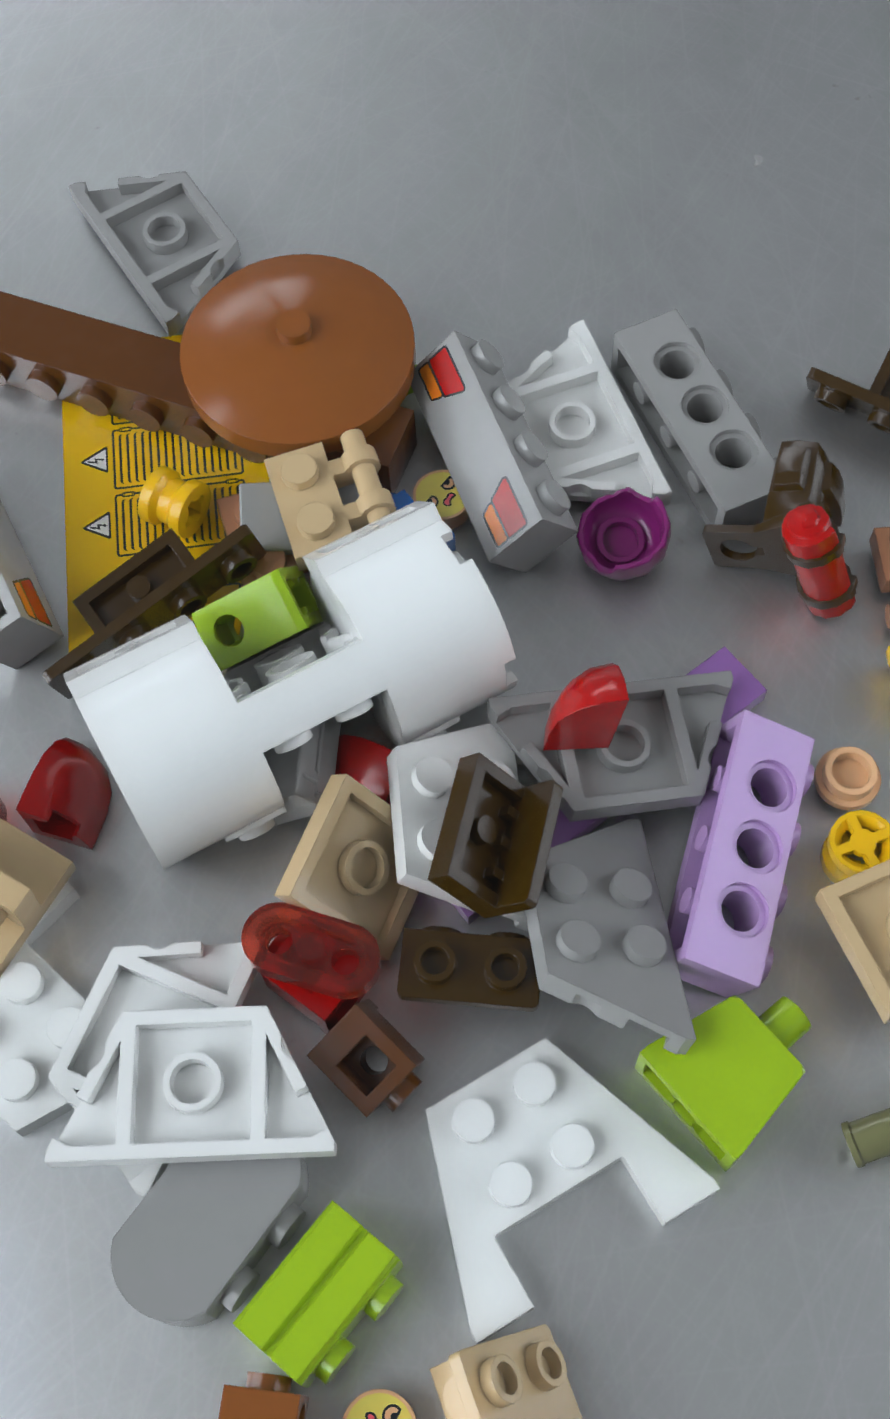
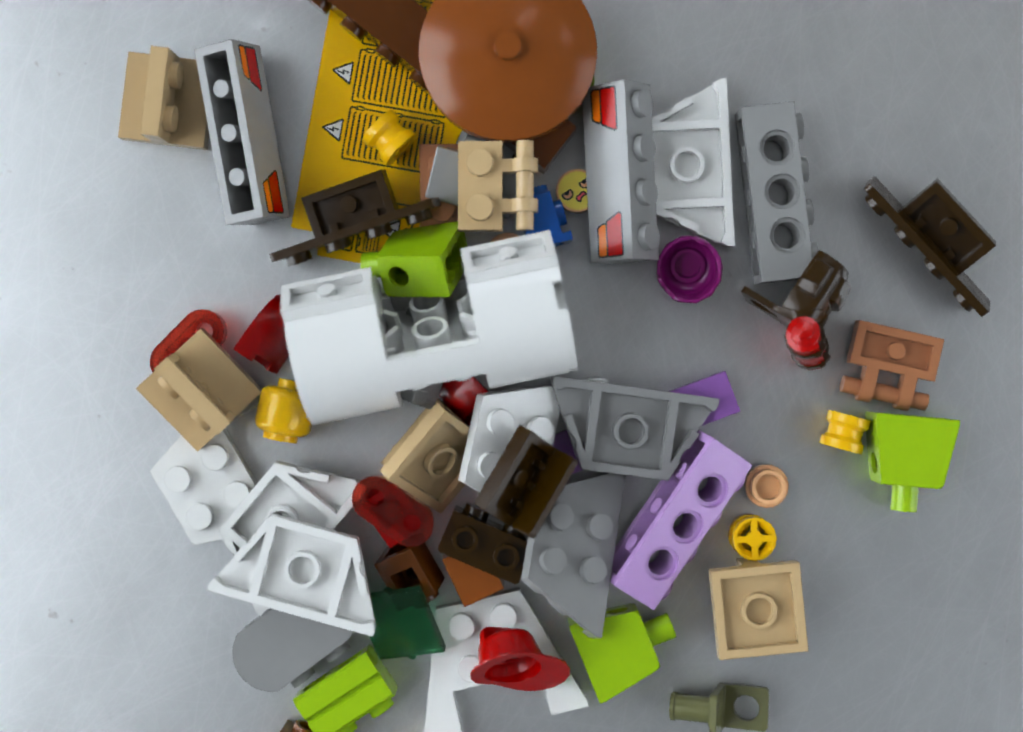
camera: 10 degrees right, 25 degrees up
(114, 881) = (282, 413): none -> yellow head
(383, 1142) = (404, 624): none -> clear green piece
(465, 1036) = (471, 582): none -> dark orange brick
(583, 1133) = (516, 662): none -> red piece
(588, 710) = (612, 411): red brick -> none

